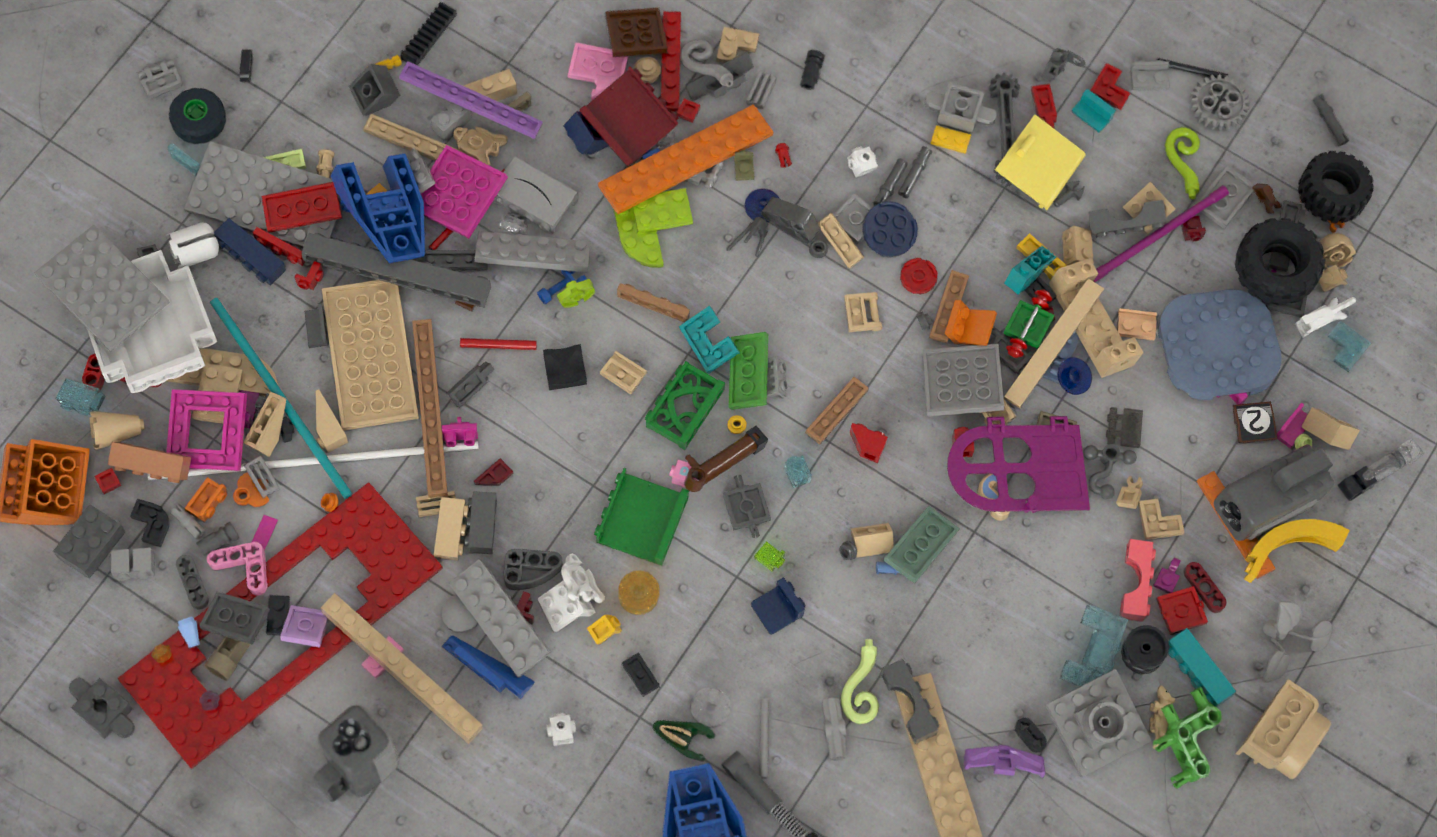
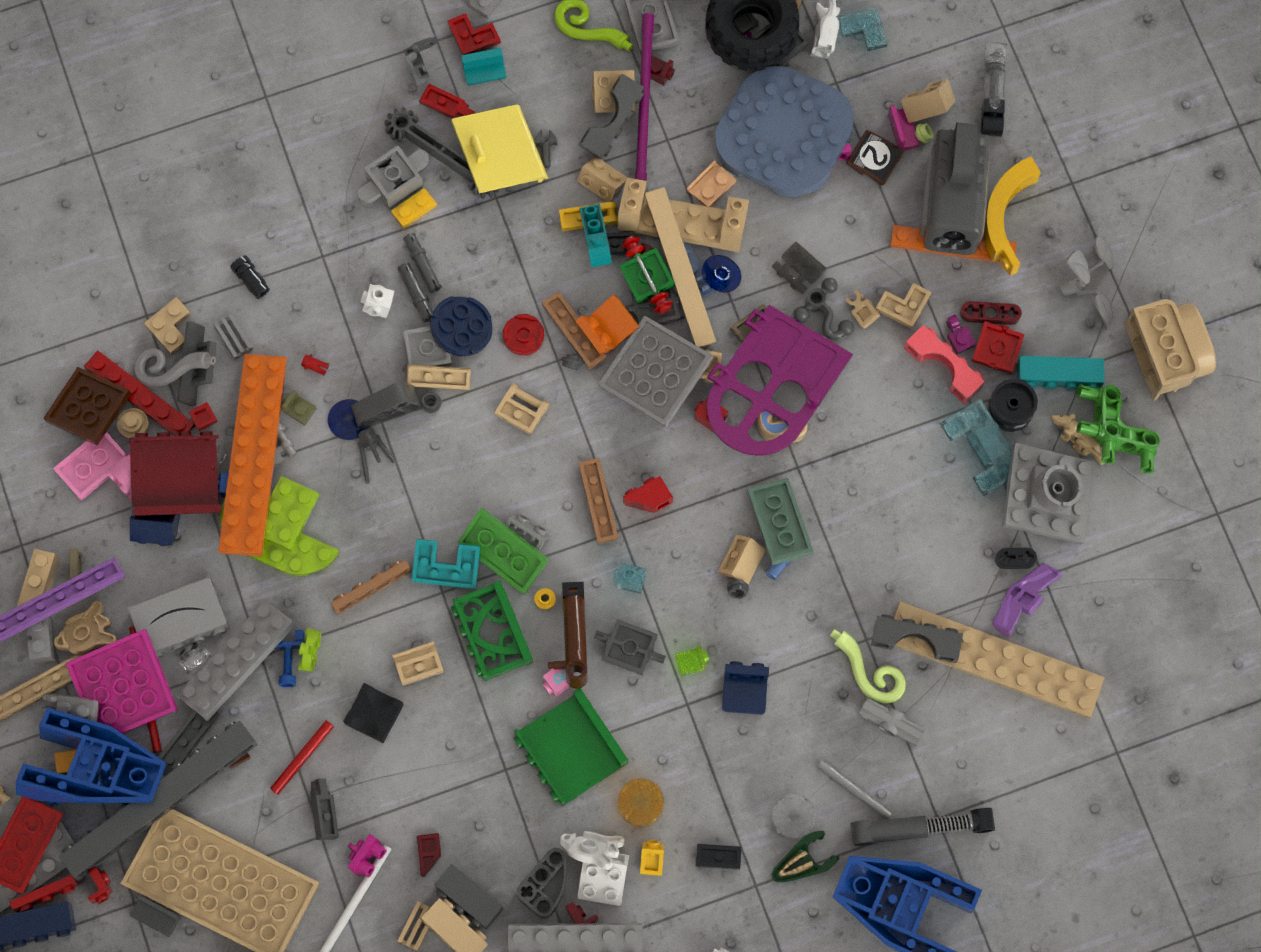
camera: 50 degrees left, 5 degrees up
(430, 408) = (320, 866): medium nougat plate -> none

